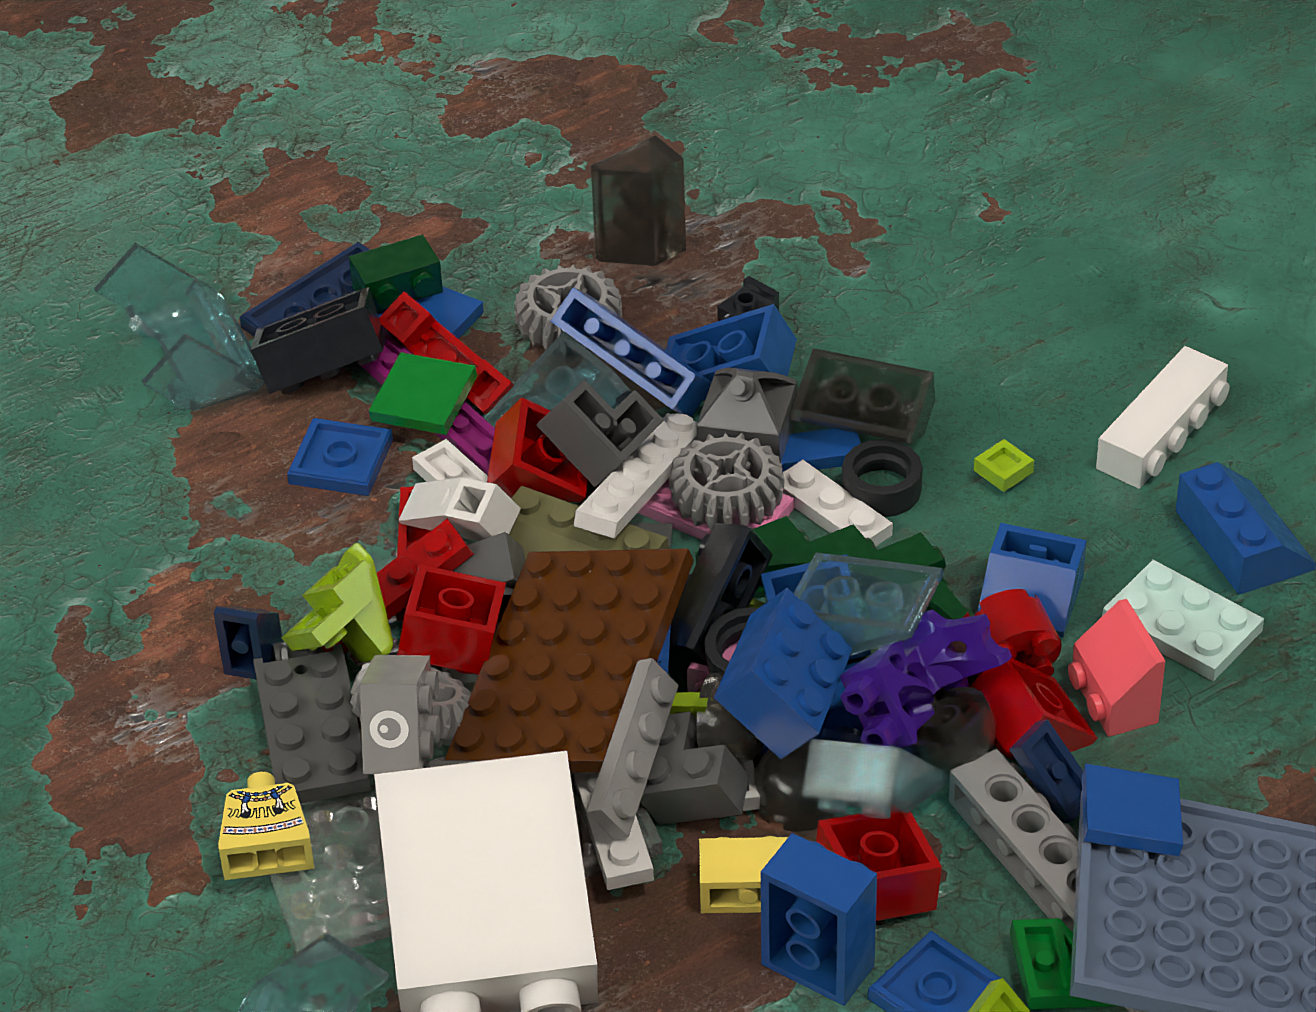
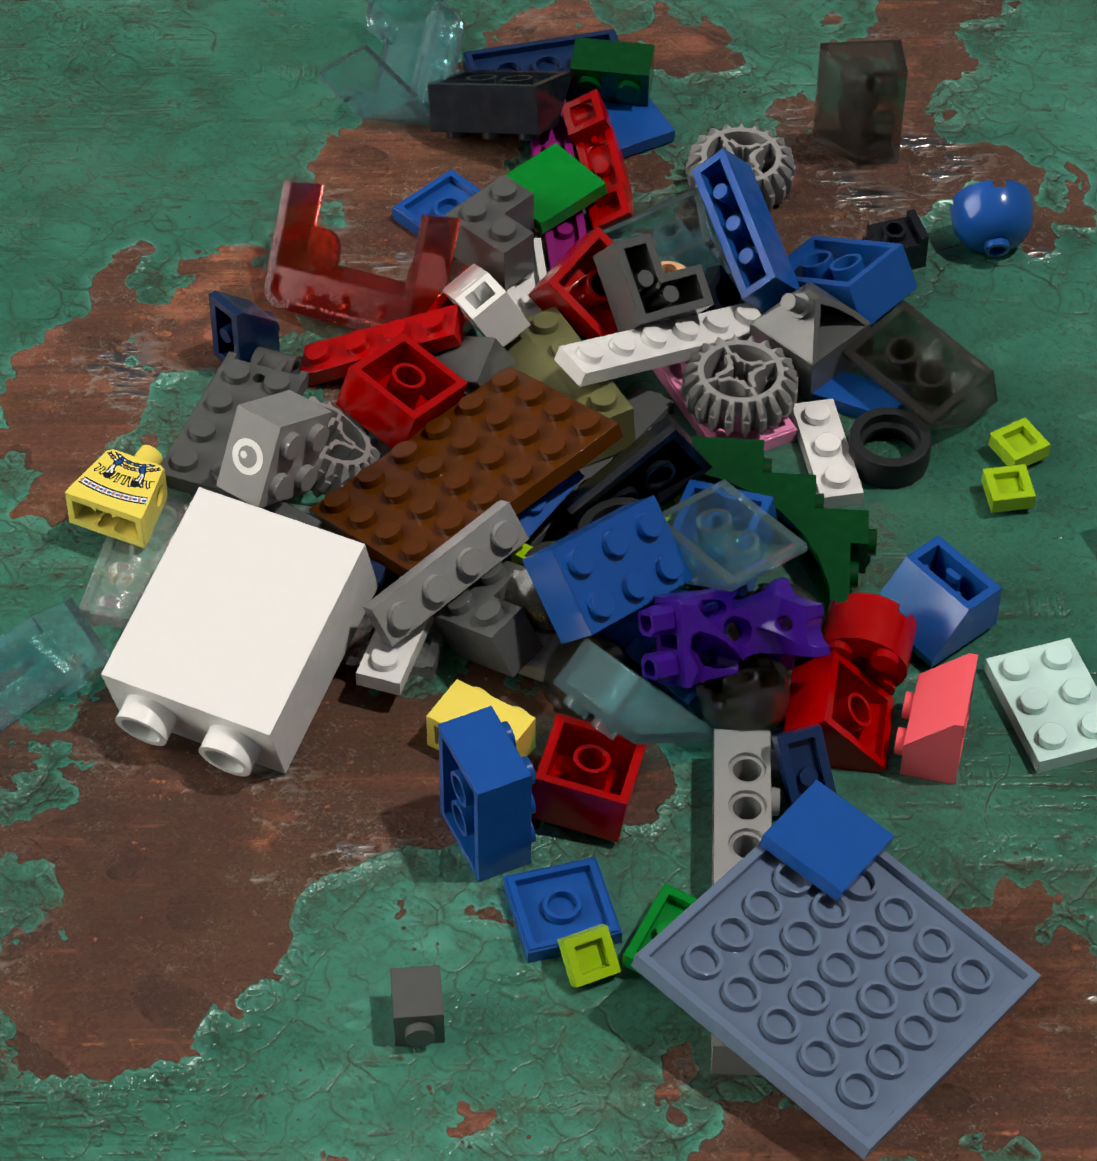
camera: 30 degrees right, 5 degrees up
(270, 572) = (309, 281): none -> clear red windscreen
(345, 608) = (323, 336): lime piece -> none
(409, 448) = (497, 231): none -> dark grey brick
(813, 256) = (992, 217): none -> blue cylinder
(982, 426) = (1019, 443): none -> lime plate

